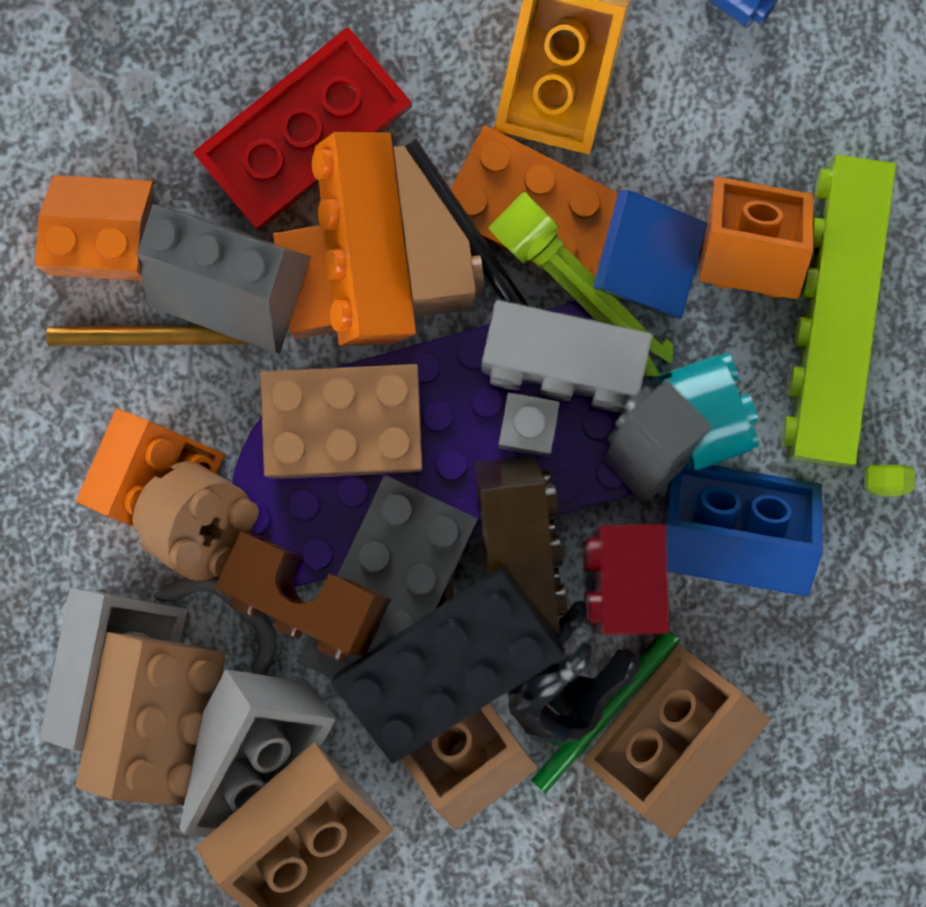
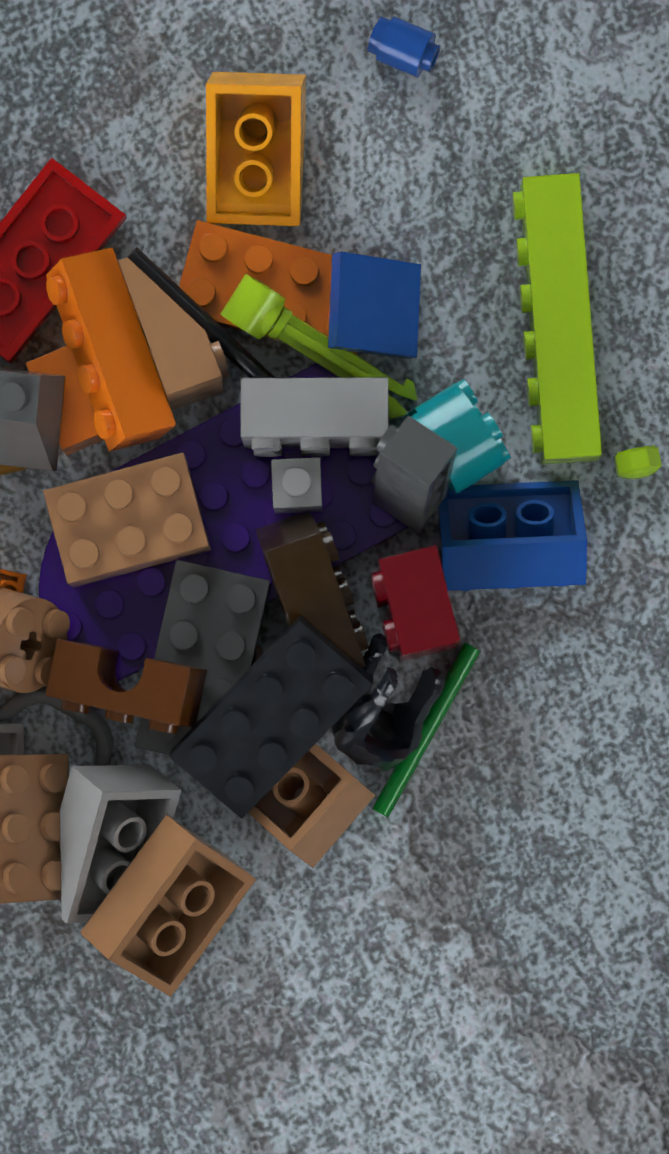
camera: 10 degrees left, 0 degrees up
(676, 741) = (495, 742): medium nougat slope -> none
(757, 238) = (469, 268): orange slope -> none

